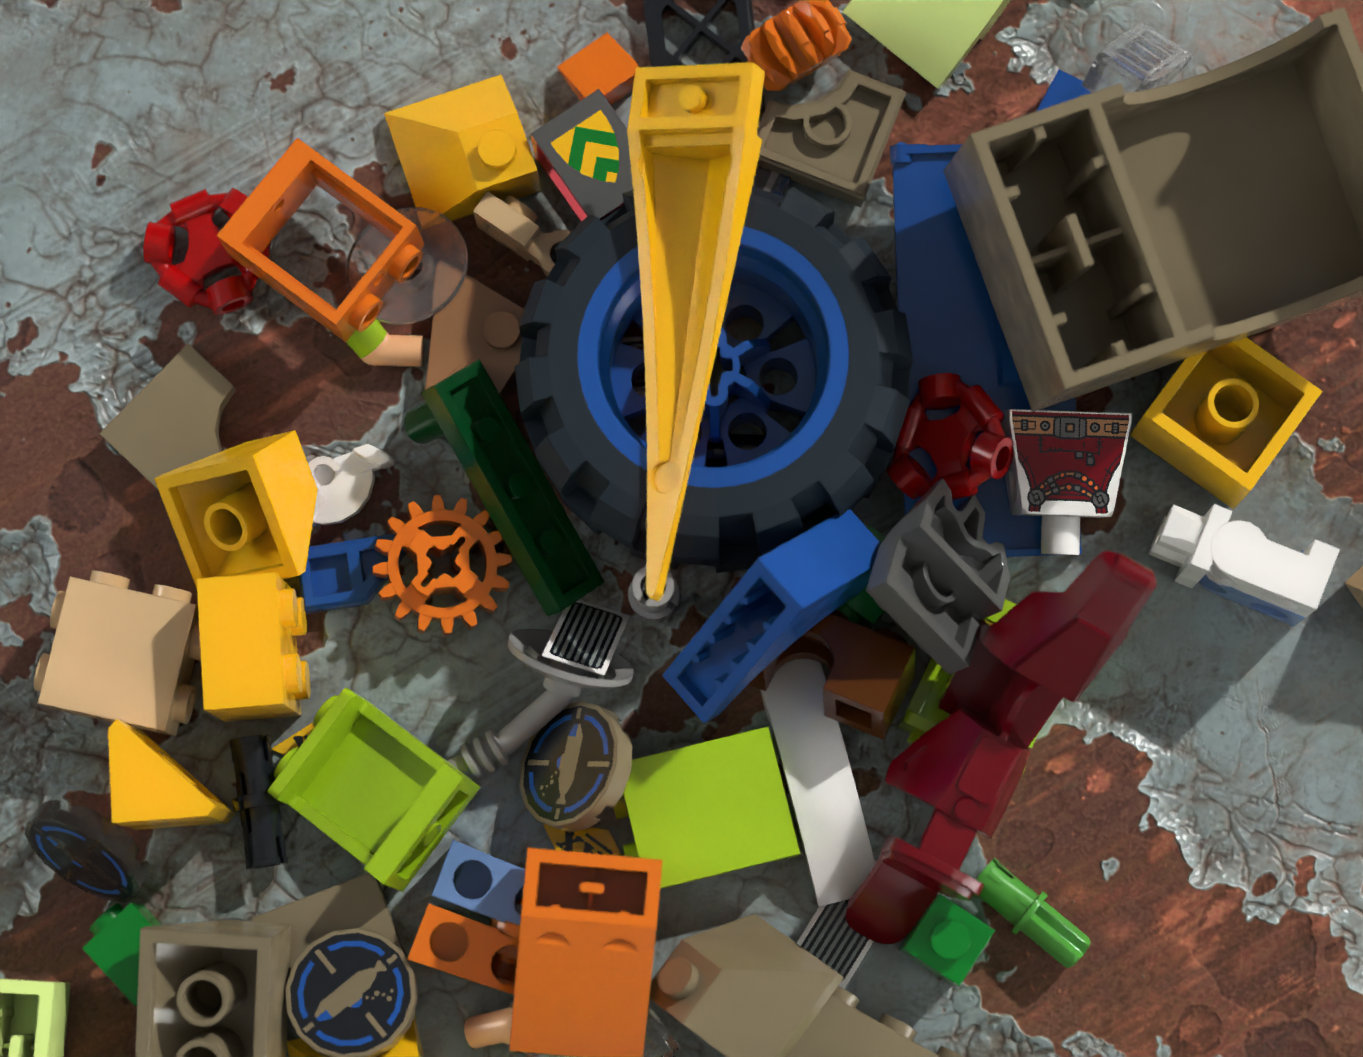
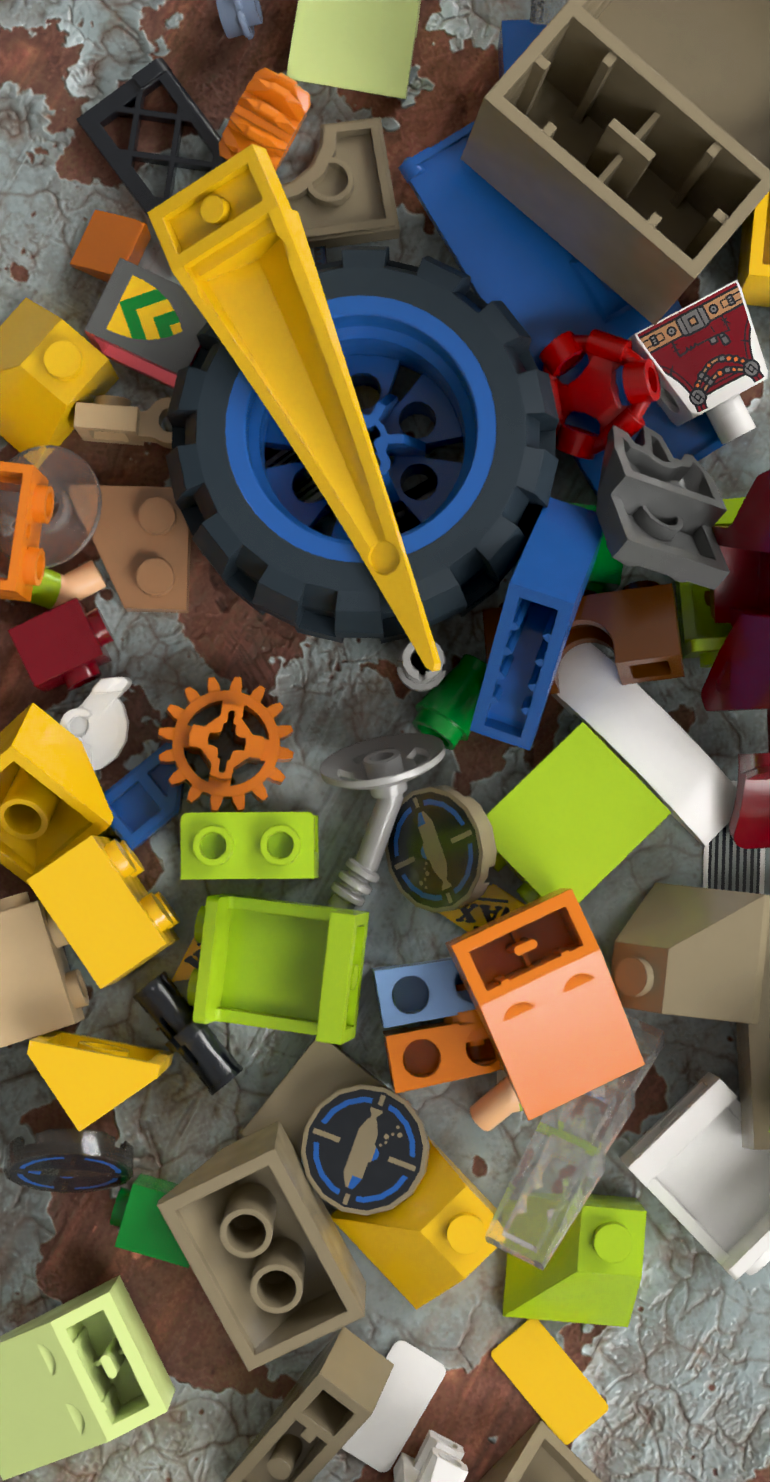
camera: 35 degrees left, 5 degrees up
(352, 397) = (63, 646): none -> dark red brick
(409, 664) = (249, 845): none -> lime panel
(508, 482) = (241, 641): dark green piece -> none
(586, 636) = (384, 734): sticker -> none
(656, 645) = (451, 705): none -> green cone

